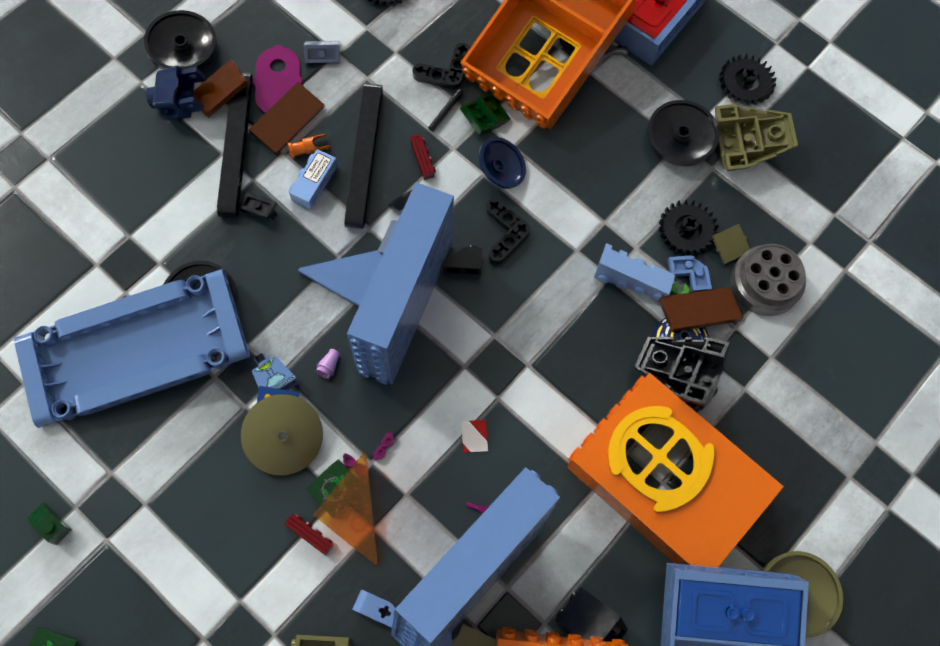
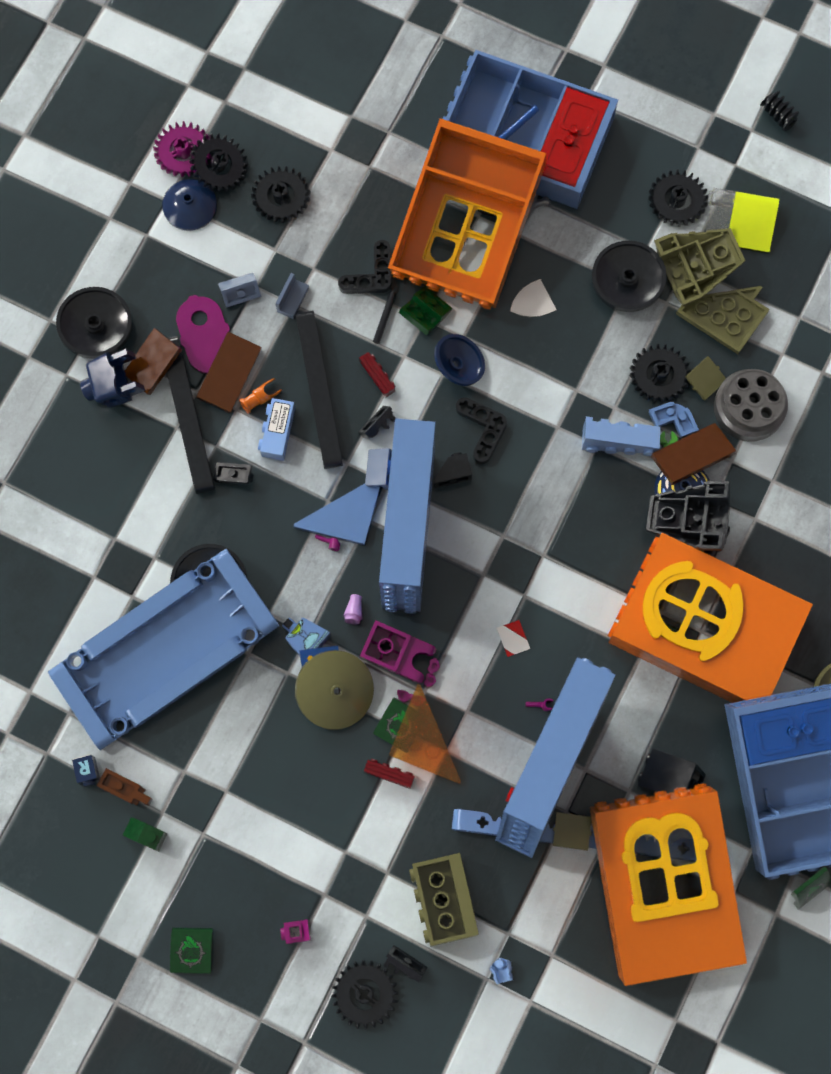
camera: 10 degrees left, 5 degrees up
(15, 443) = (86, 770): none -> dark blue brick
(45, 471) = (123, 788): none -> reddish brown hinge
(330, 295) = (334, 544): none -> magenta hand
(358, 418) = (400, 655): none -> magenta brick
(366, 68) = (291, 297): none -> sand blue panel
(587, 133) = (533, 301): none -> white sticker
(765, 194) = (727, 316): none -> olive wing
(811, 112) = (747, 215): none -> neon yellow door
(862, 30) = (779, 110): none -> black piece

